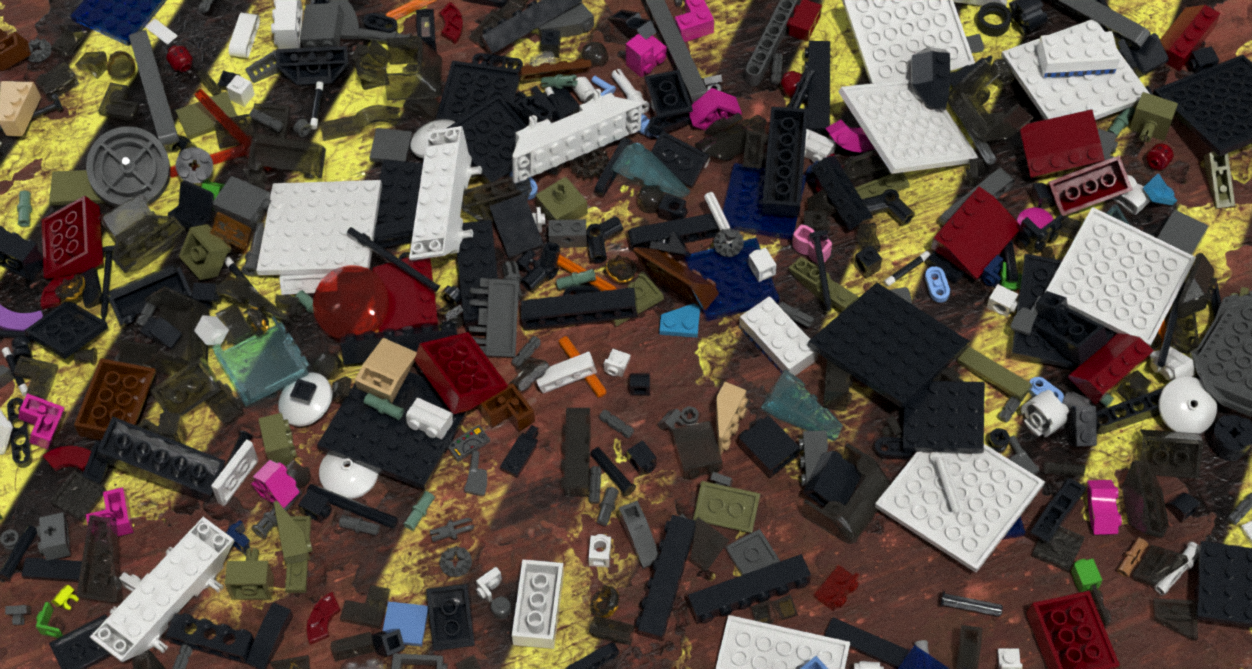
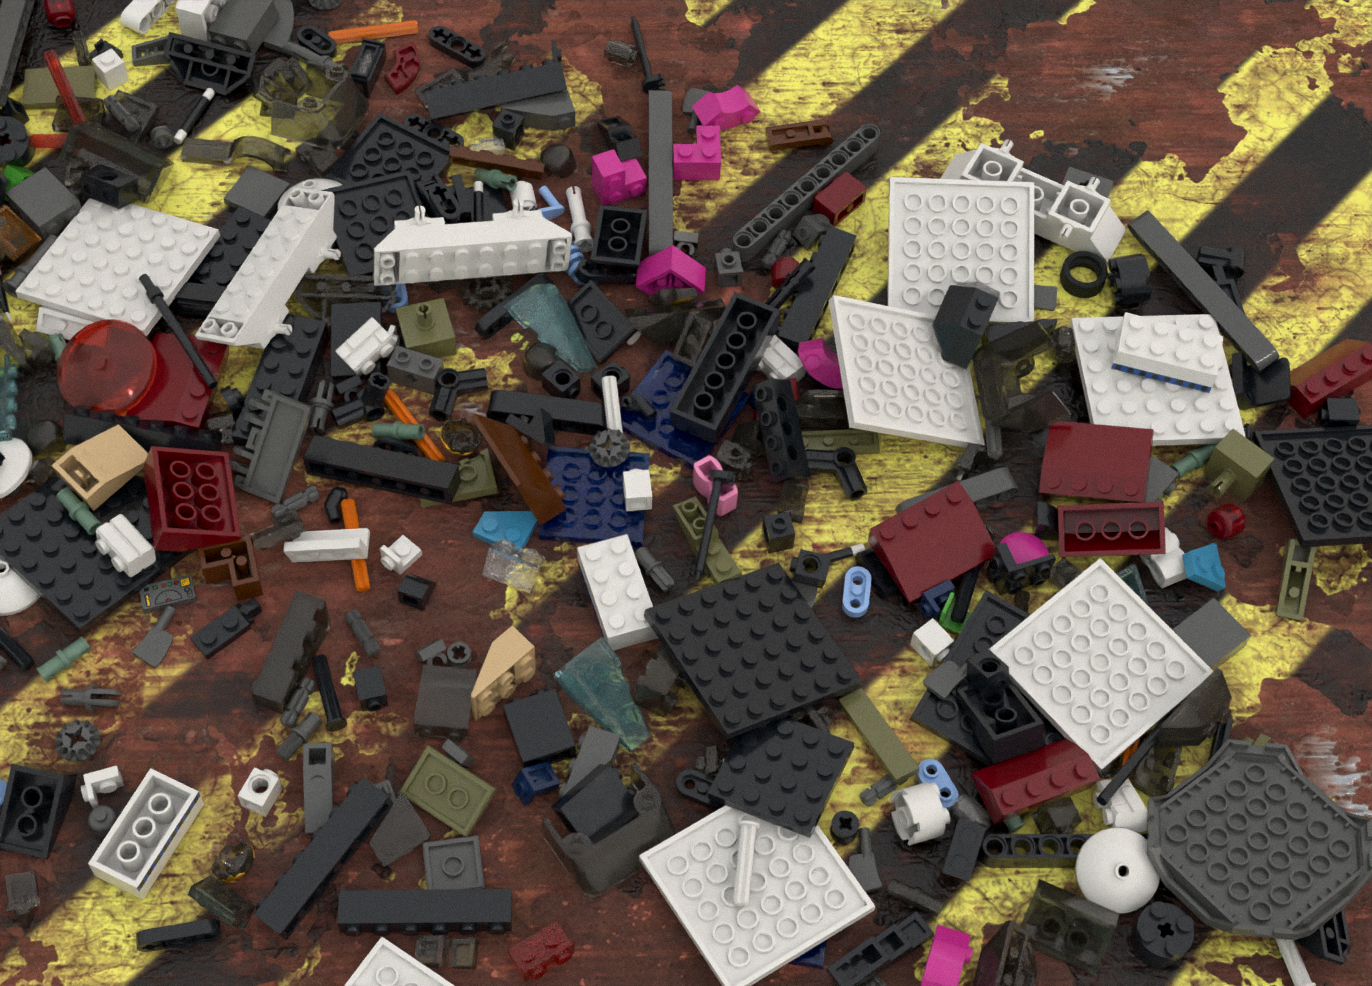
camera: 15 degrees right, 0 degrees up
(286, 174) = (109, 186): none -> black brick
(528, 228) = (366, 347): none -> white brick
(552, 344) = (331, 504): none -> black arm
(699, 201) = (612, 369): none -> black brick
(699, 343) = (512, 565): none -> clear bracket
(733, 206) = (638, 404): none -> black arm
(750, 93) = (728, 264): none -> dark grey brick
(781, 481) = (535, 781): none -> dark blue bracket
(795, 47) = (811, 228): none -> dark grey bracket
(904, 272) = (818, 561): none -> black brick

